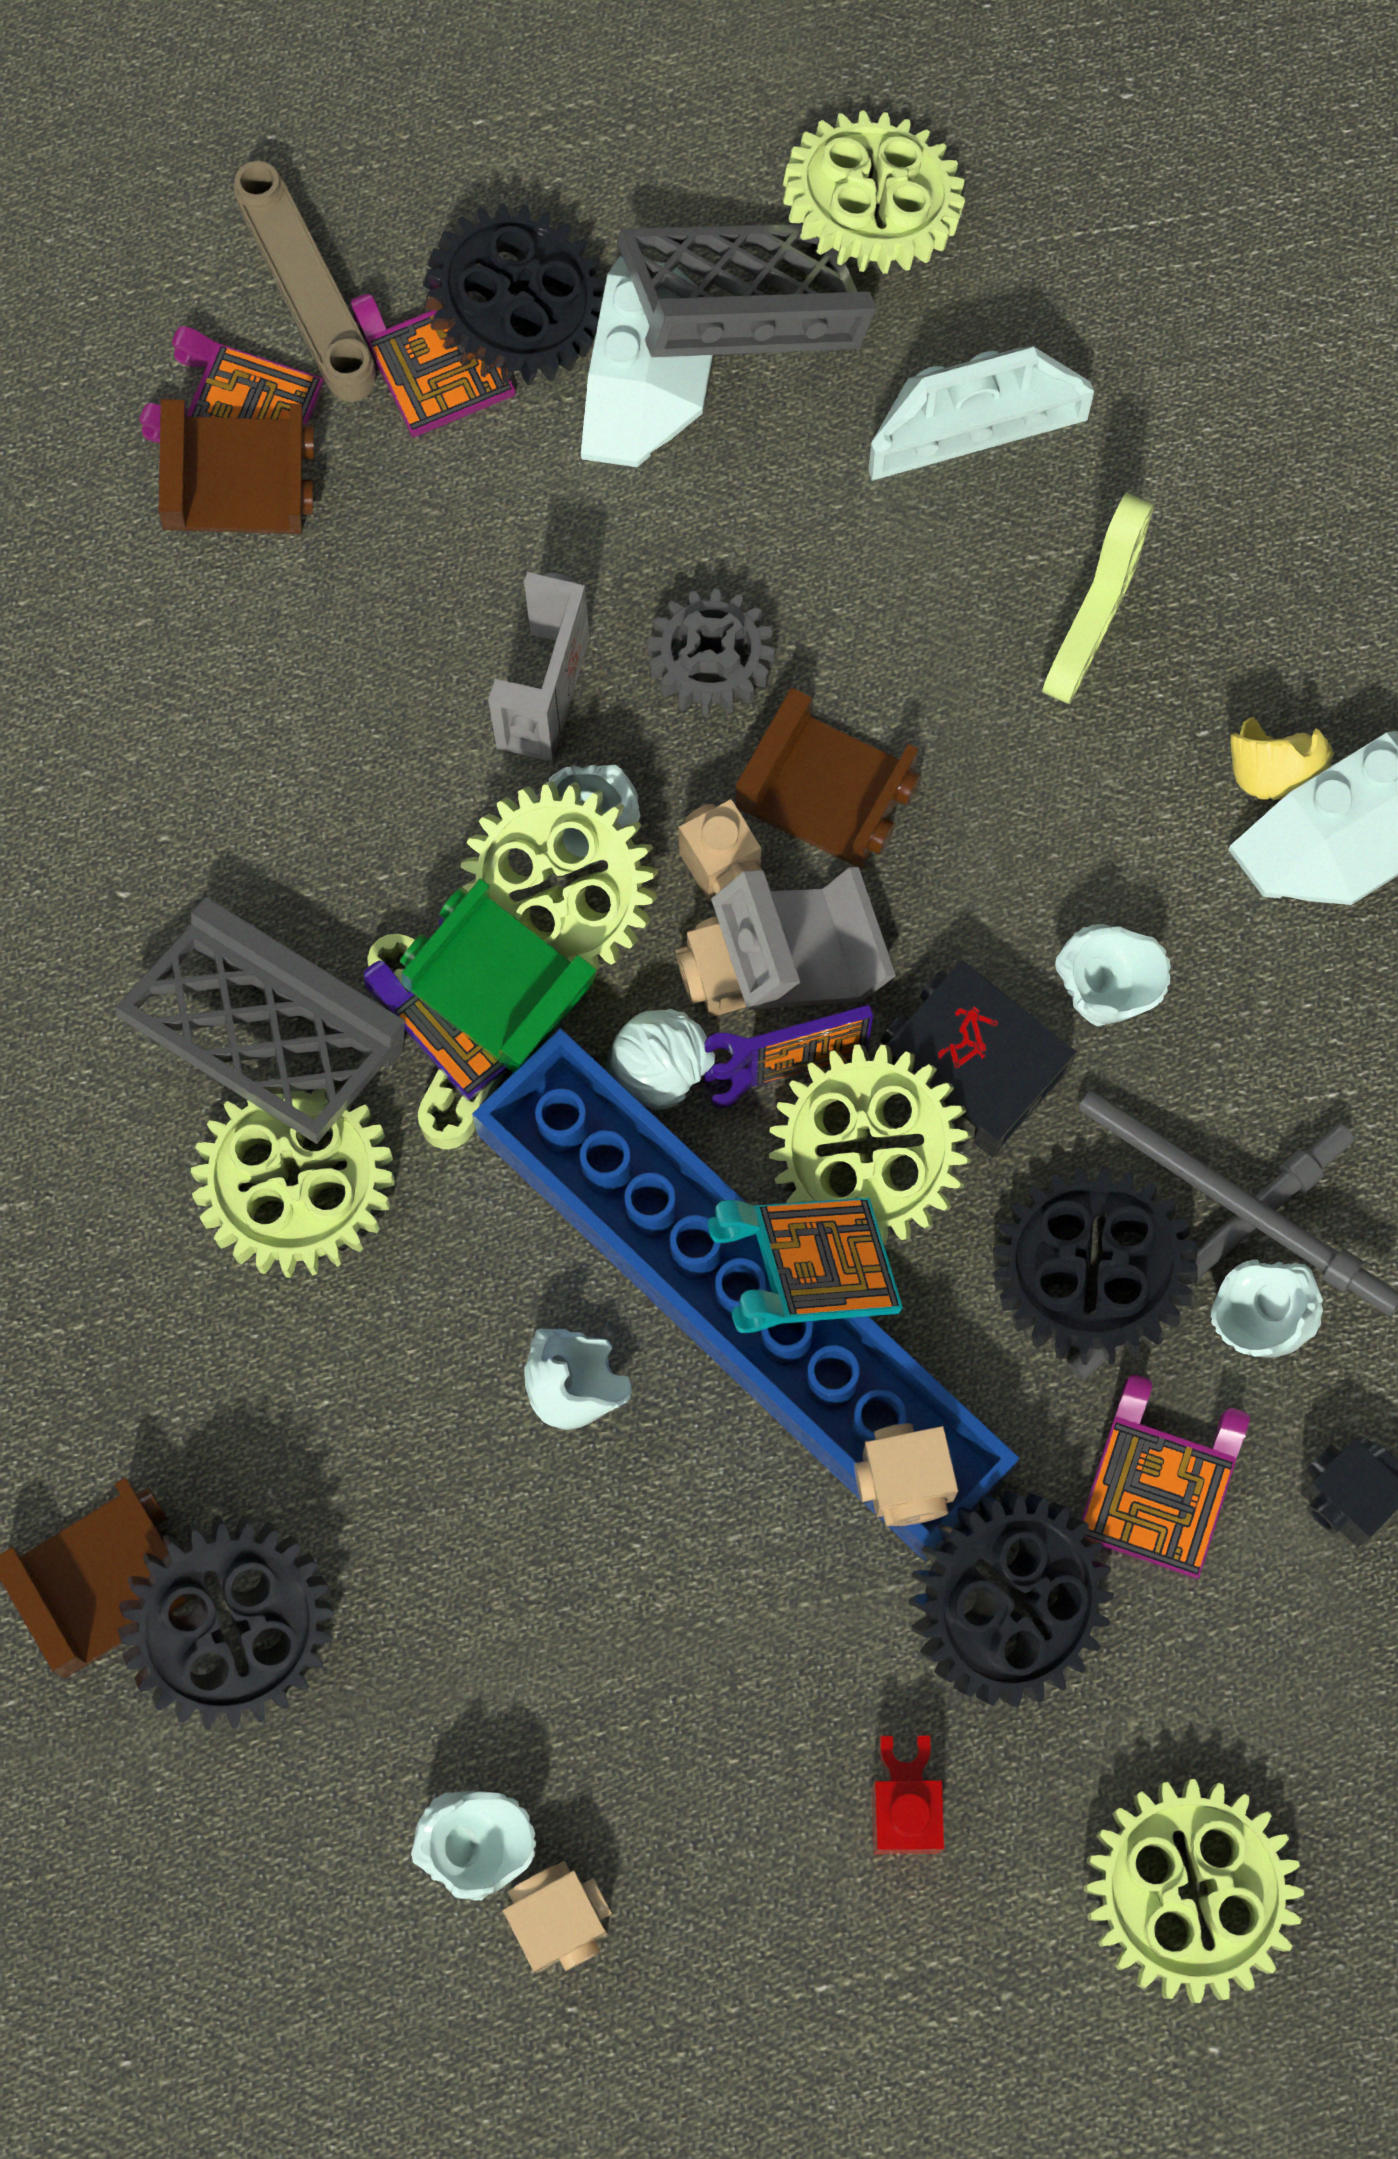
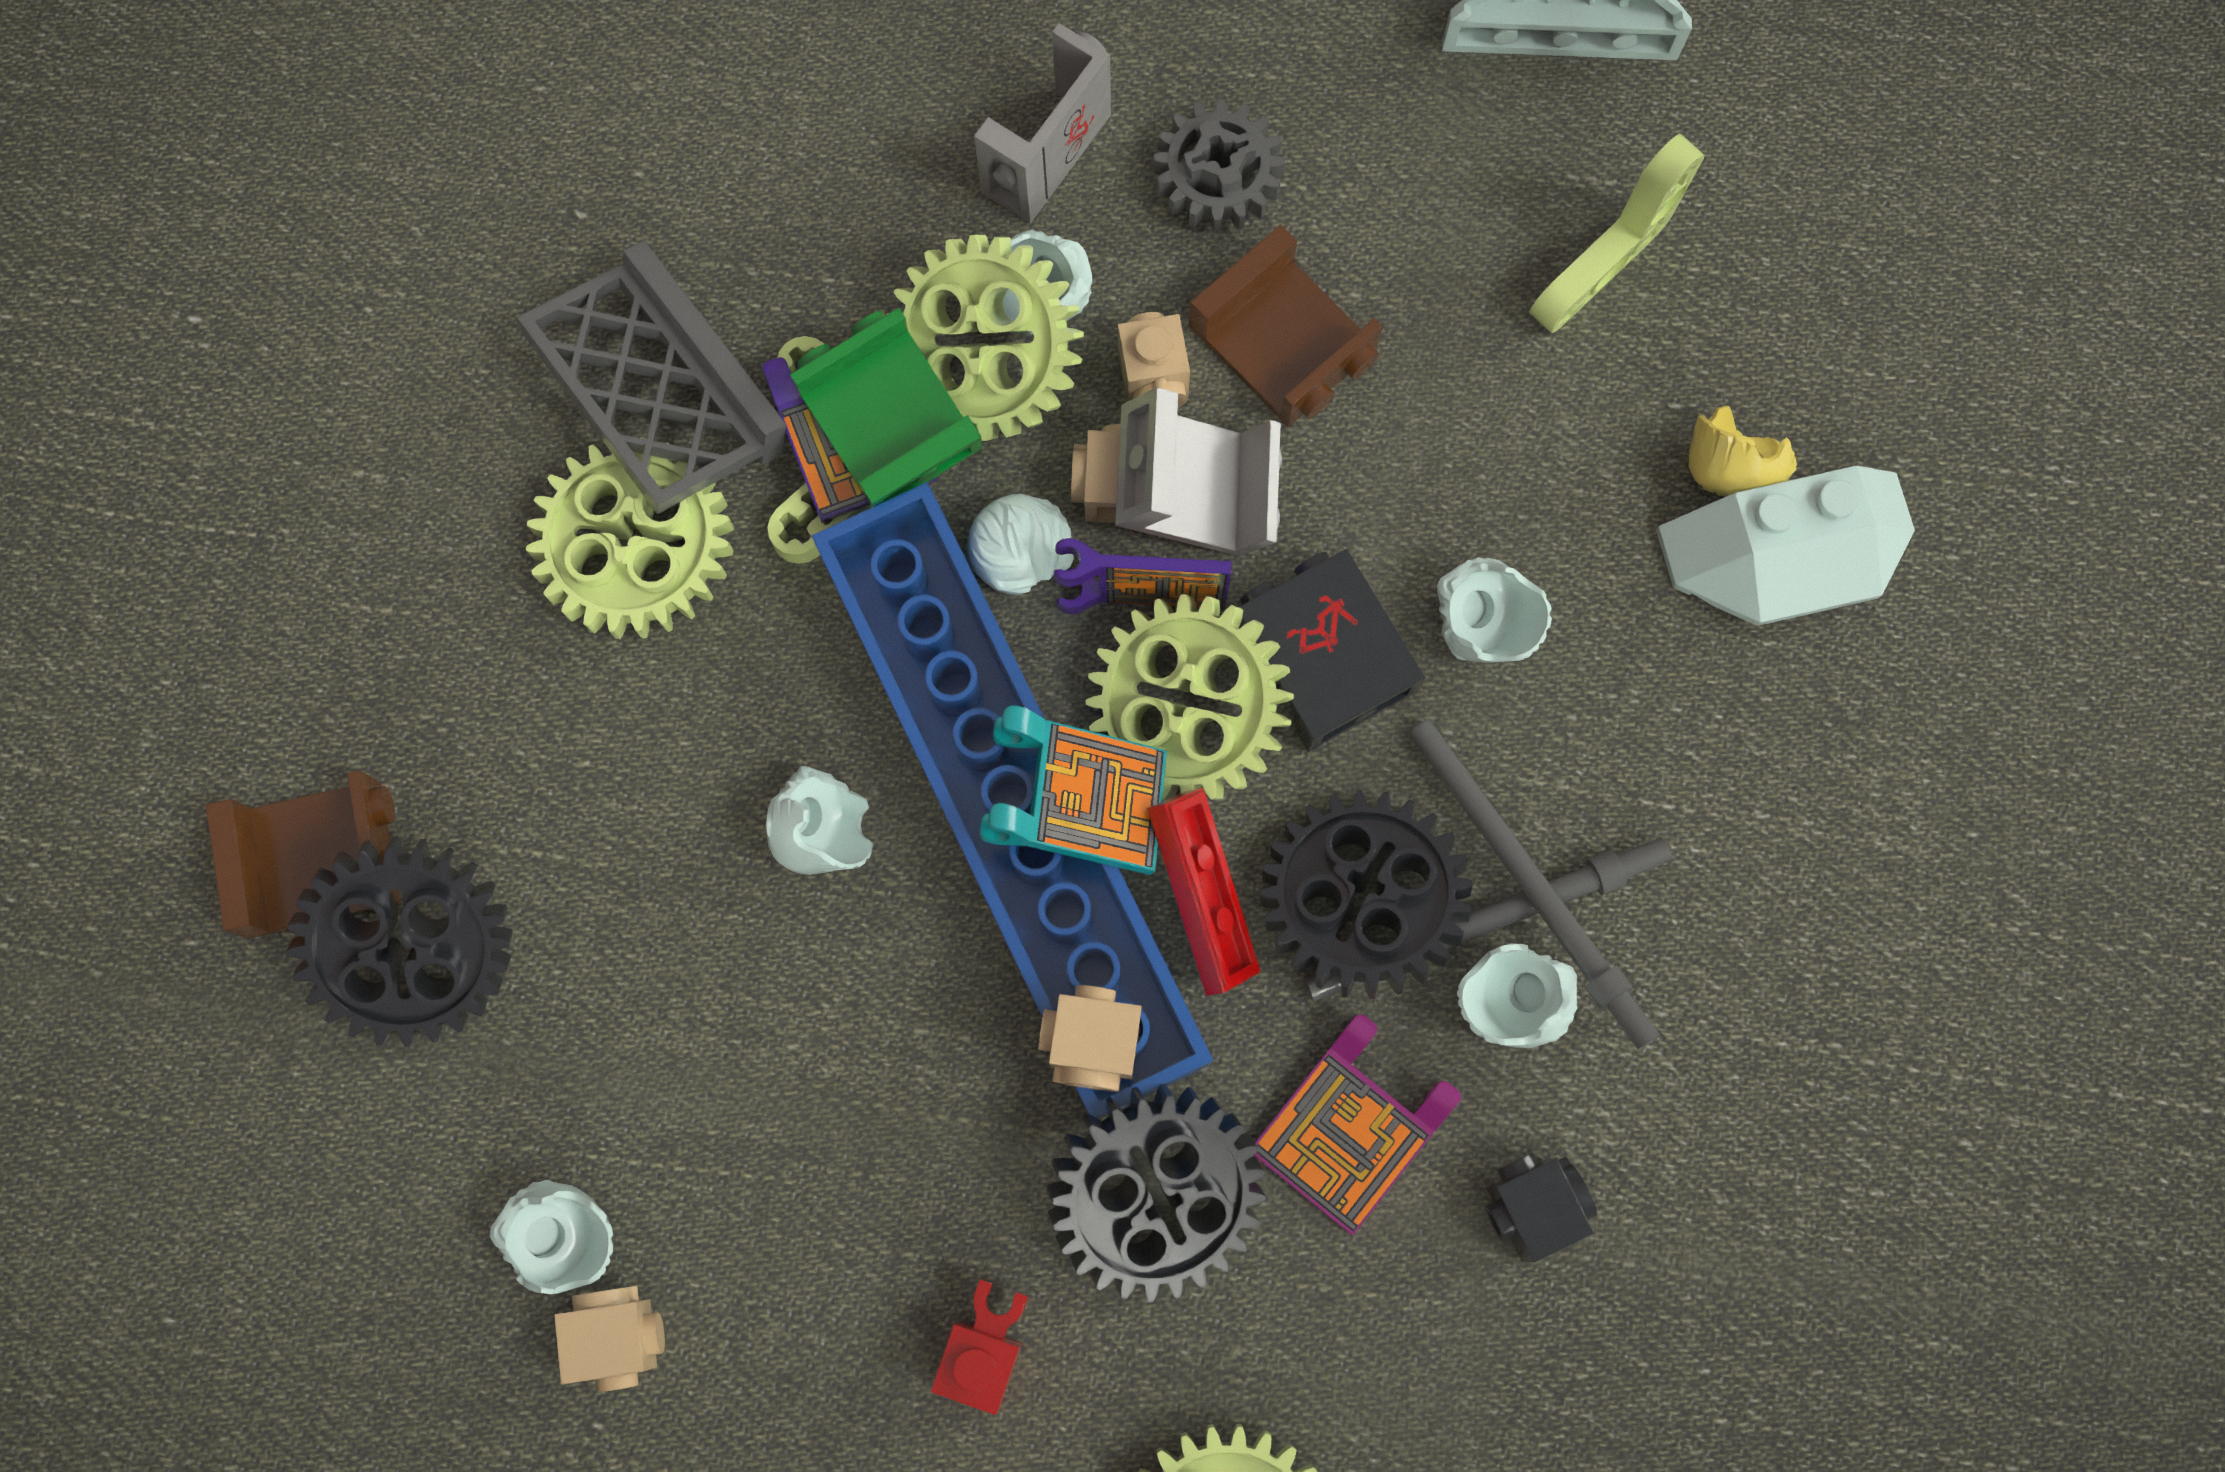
camera: 20 degrees right, 5 degrees up
(951, 1313) = (1204, 891): none -> red tile

